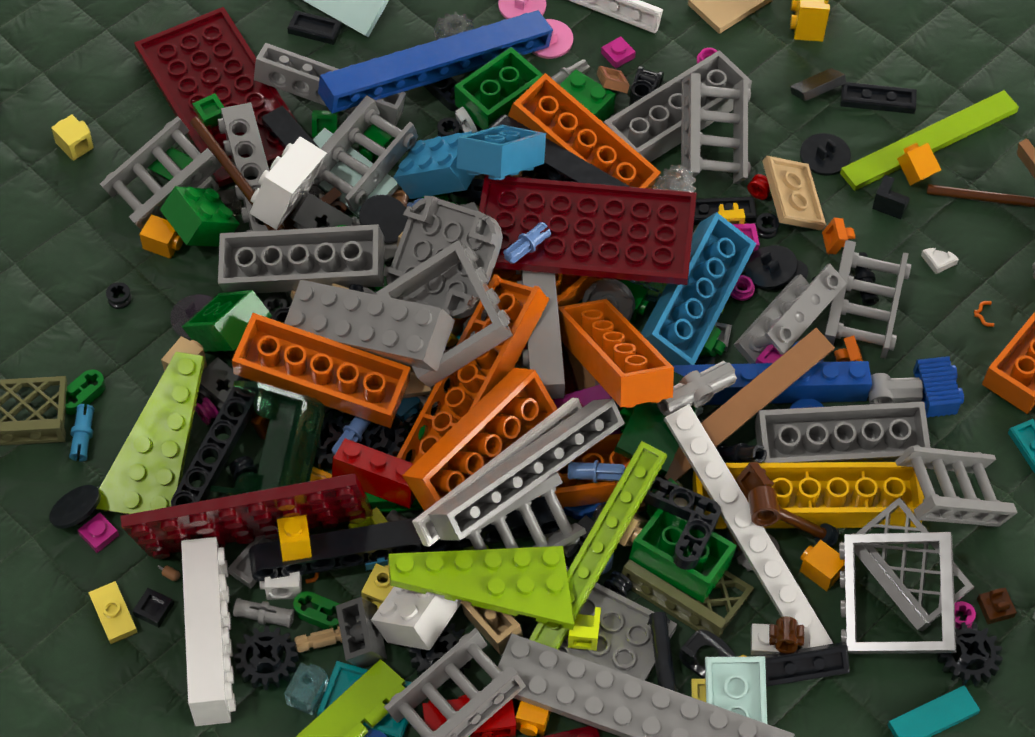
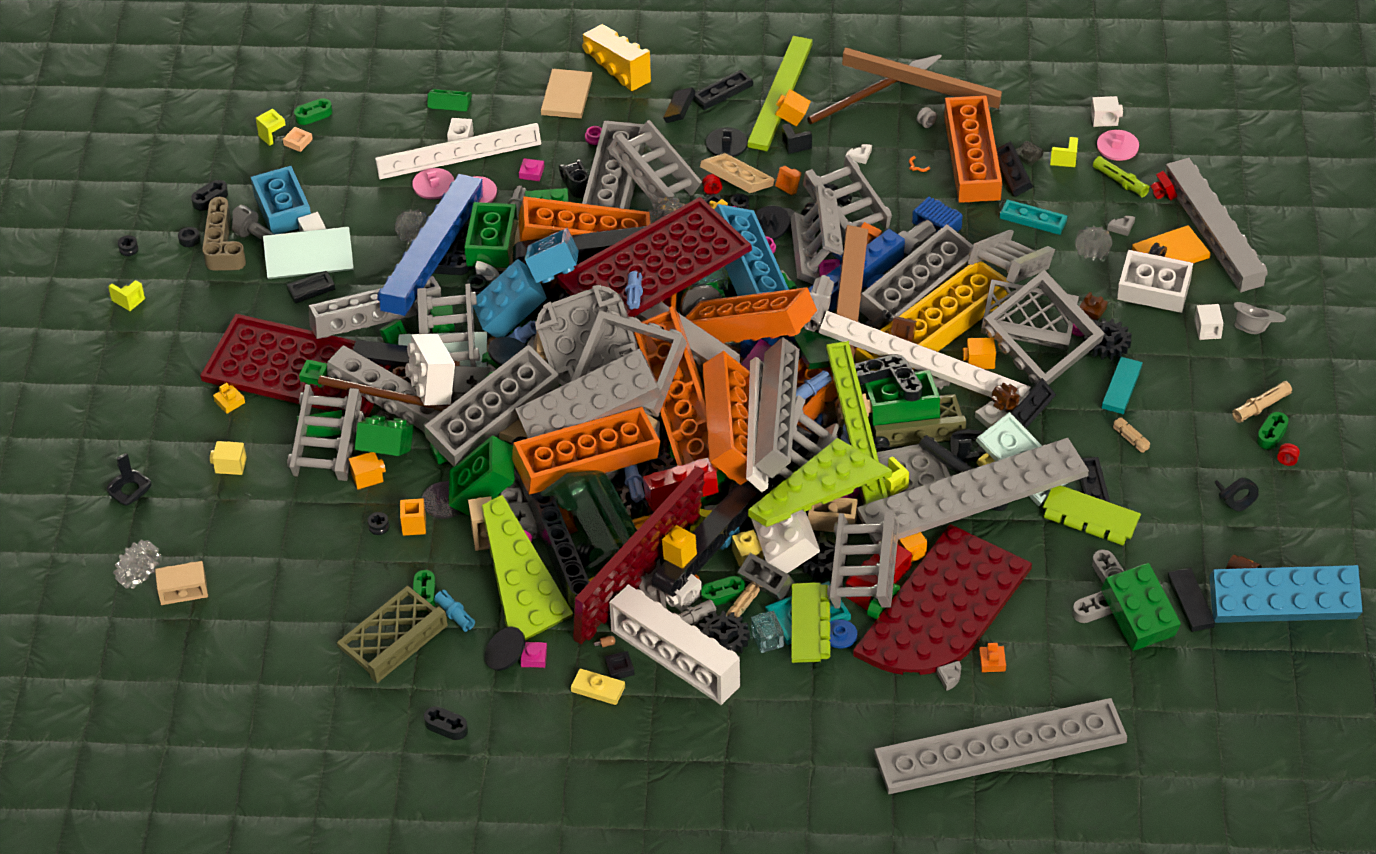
camera: 40 degrees left, 10 degrees down
(137, 81) = (228, 398): none -> yellow tile
(142, 313) = (413, 516): none -> light orange brick
(612, 79) = (553, 183): medium nougat tile -> none
(767, 511) = (930, 337): reddish brown piece -> none

